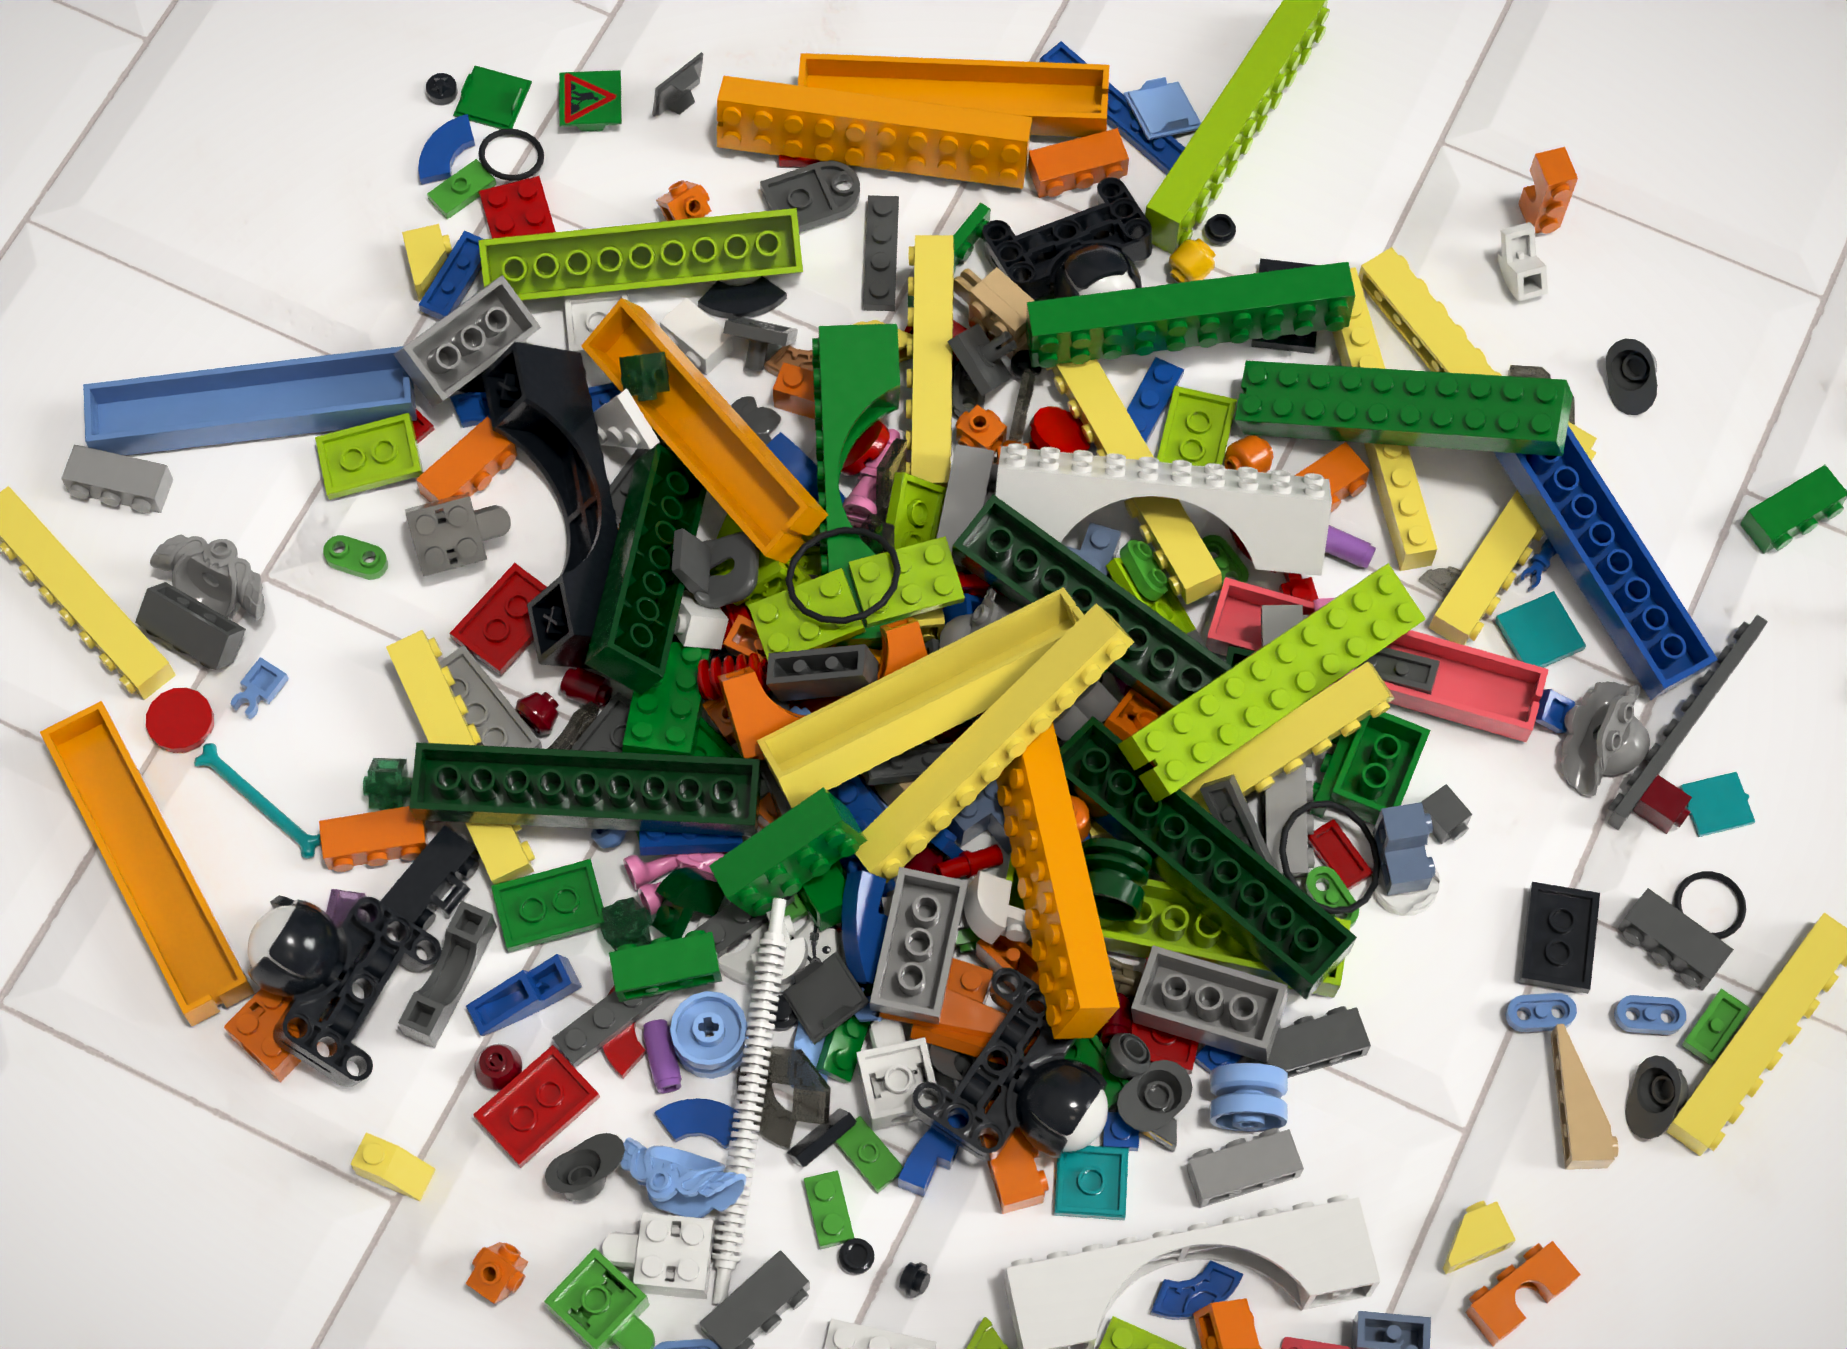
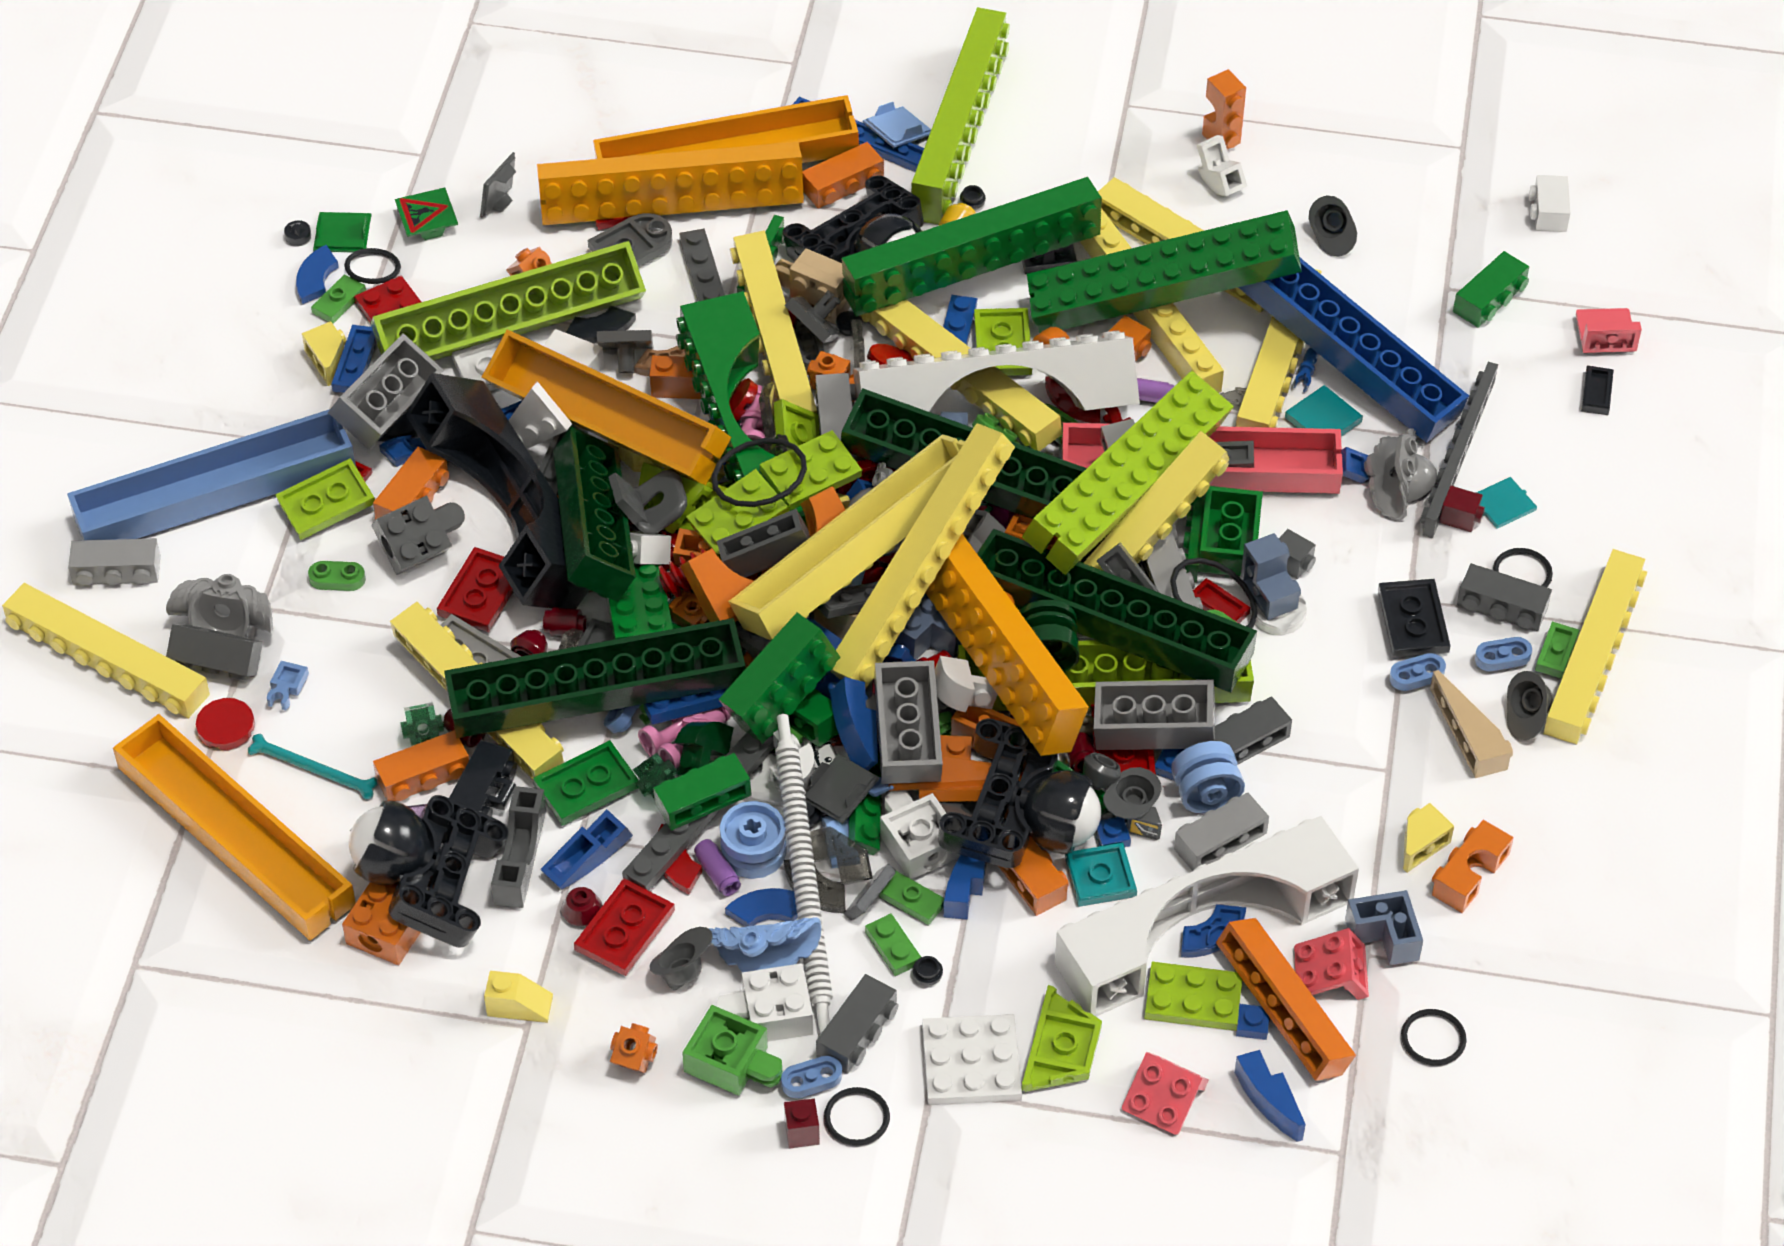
camera: 15 degrees left, 15 degrees down
(645, 375) = (547, 373): clear green brick -> none
(914, 1279) = (981, 974): black plate -> none

